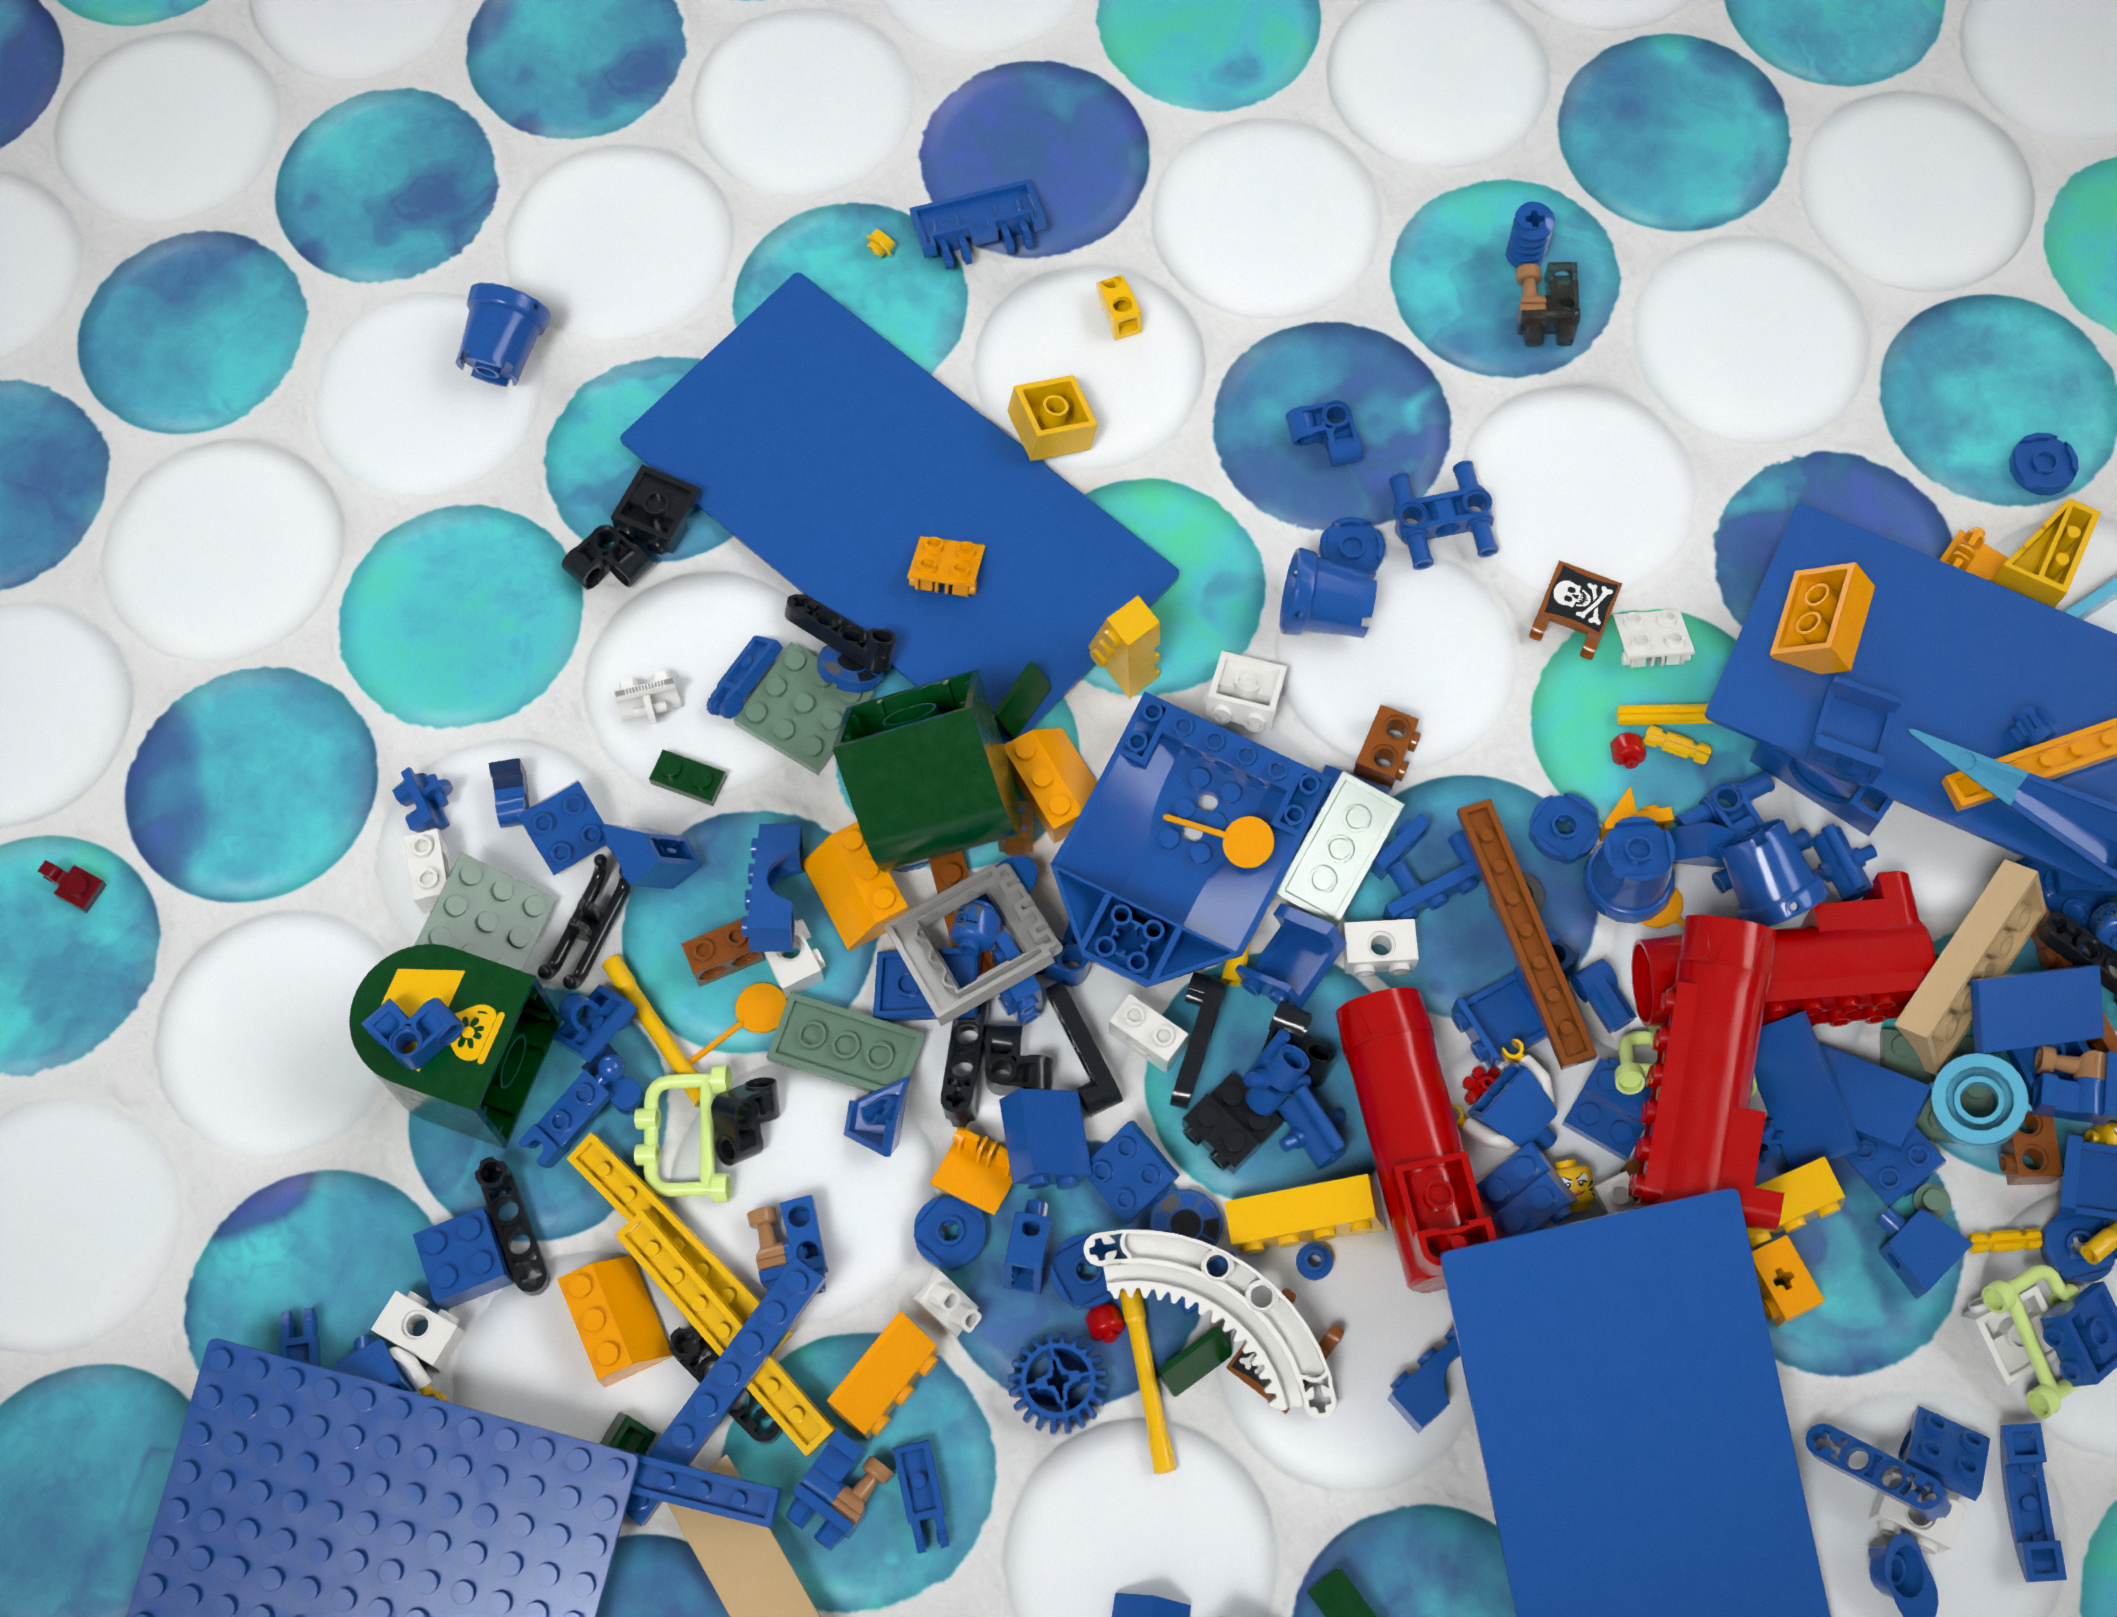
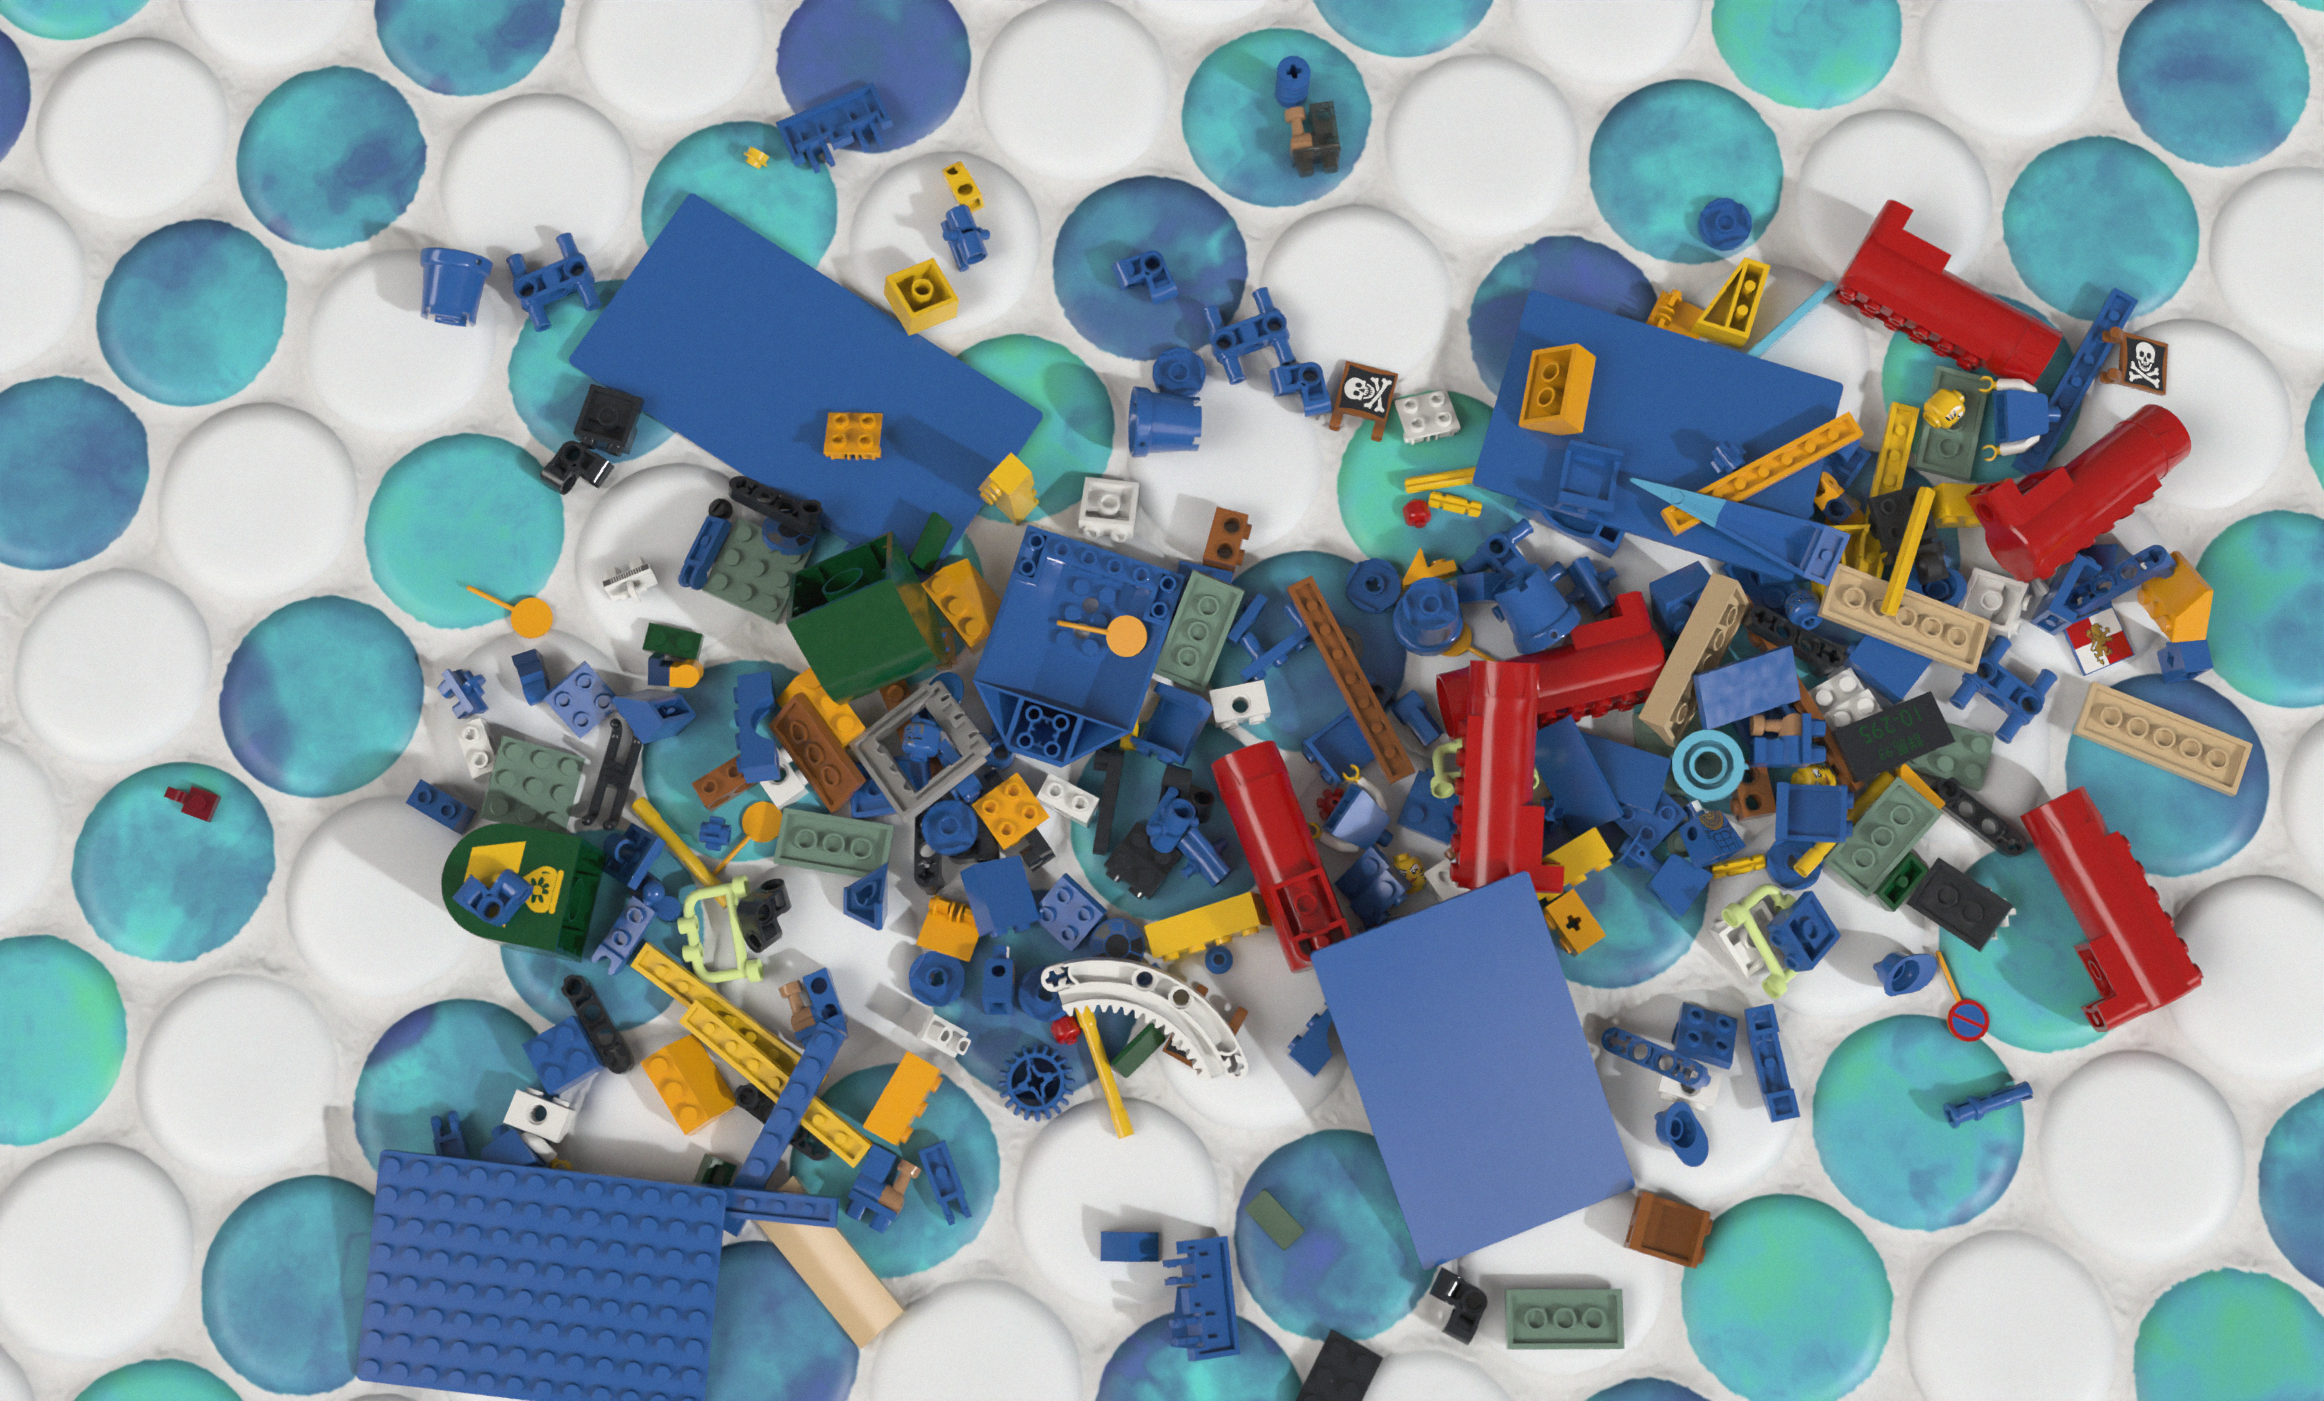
camera: 10 degrees left, 10 degrees up
(367, 928) = (441, 807): none -> blue brick
(518, 725) = (529, 617): none -> light orange piece
(618, 348) = (553, 282): none -> blue piece
(682, 812) = (673, 673): none -> leg
(700, 1011) = (715, 833): none -> blue gear
(772, 629) = (720, 508): none -> black piece
(842, 930) = (816, 752): none -> dark orange plate
(994, 1043) = (949, 827): none -> blue tile
(1074, 1035) = (1010, 811): none -> light orange hinge
(1113, 360) = (964, 237): none -> blue pin
(1488, 573) = (1290, 380): none -> blue piece
(1868, 1201) = (1631, 853): none -> blue hinge
(1951, 889) = (1676, 597): none -> blue brick
(1971, 1194) = (1708, 836): none -> blue torso

